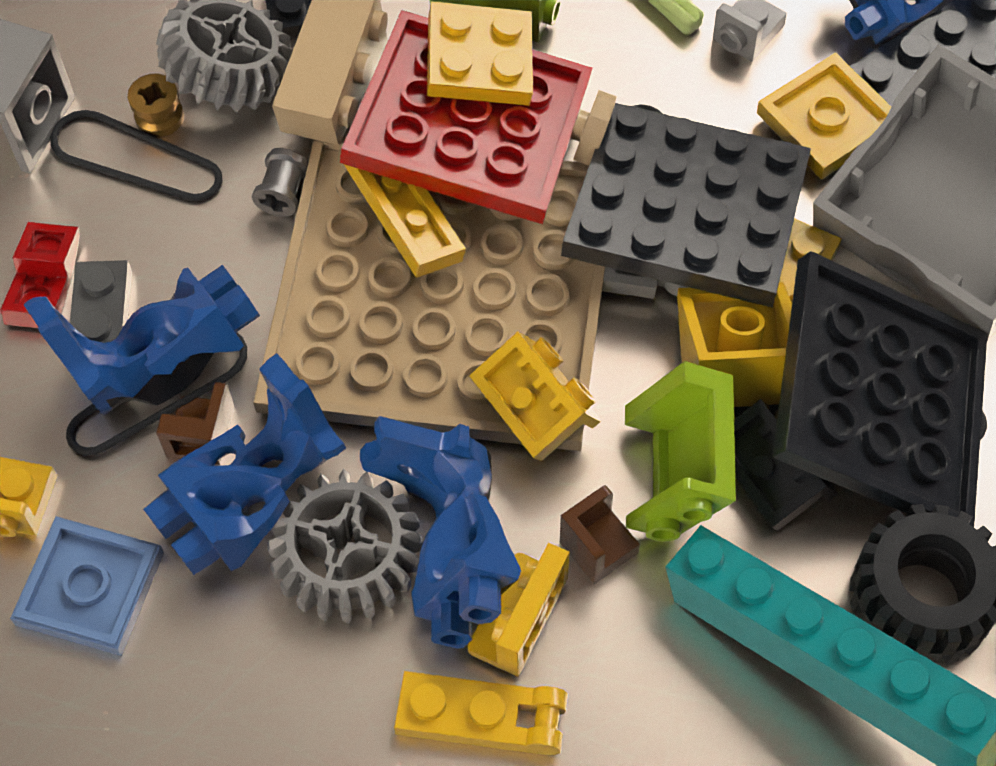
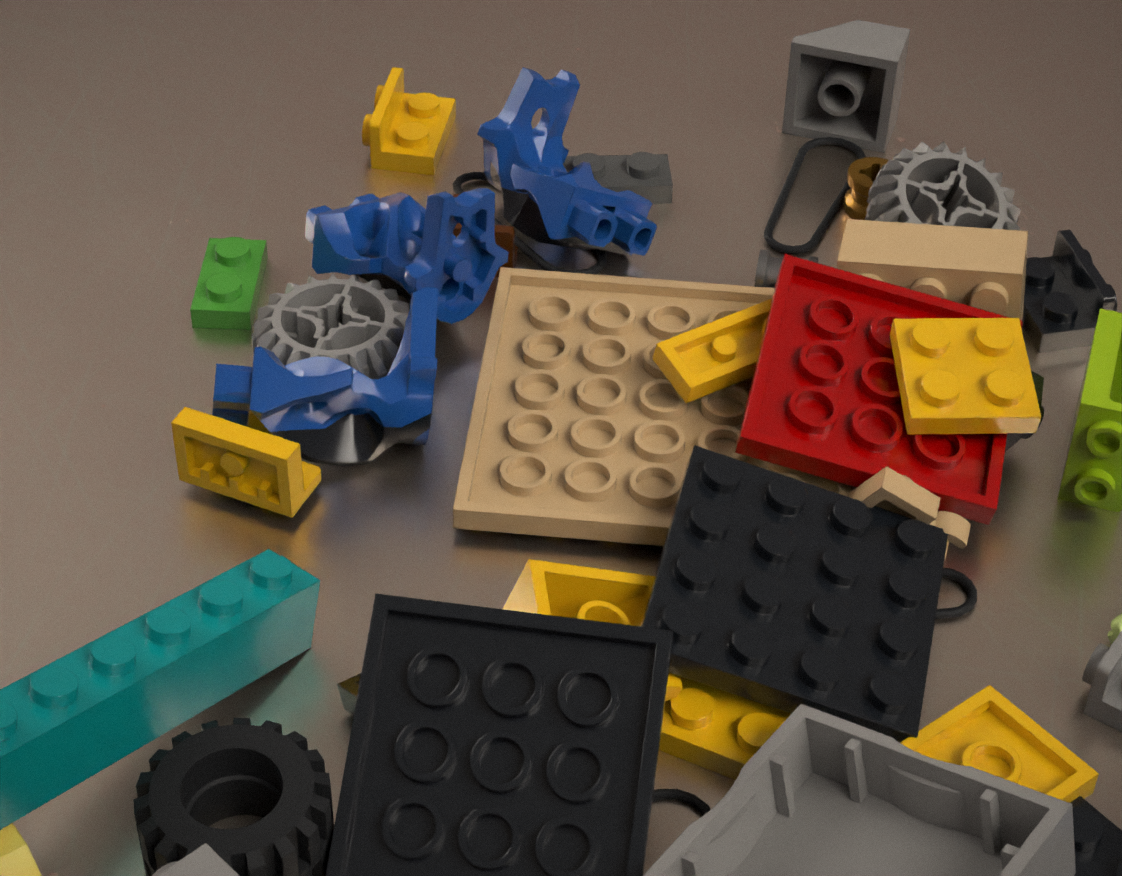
camera: 85 degrees right, 20 degrees down
(43, 268) = (677, 135): red slope -> none
(88, 585) = (303, 182): medium blue tile -> none
(230, 655) = (229, 284): none -> bright green plate
(480, 713) = (139, 453): yellow plate -> none
(534, 394) = (504, 455): yellow bracket -> none
(596, 535) = (332, 524): reddish brown panel -> none
(692, 449) = (433, 576): lime panel -> none

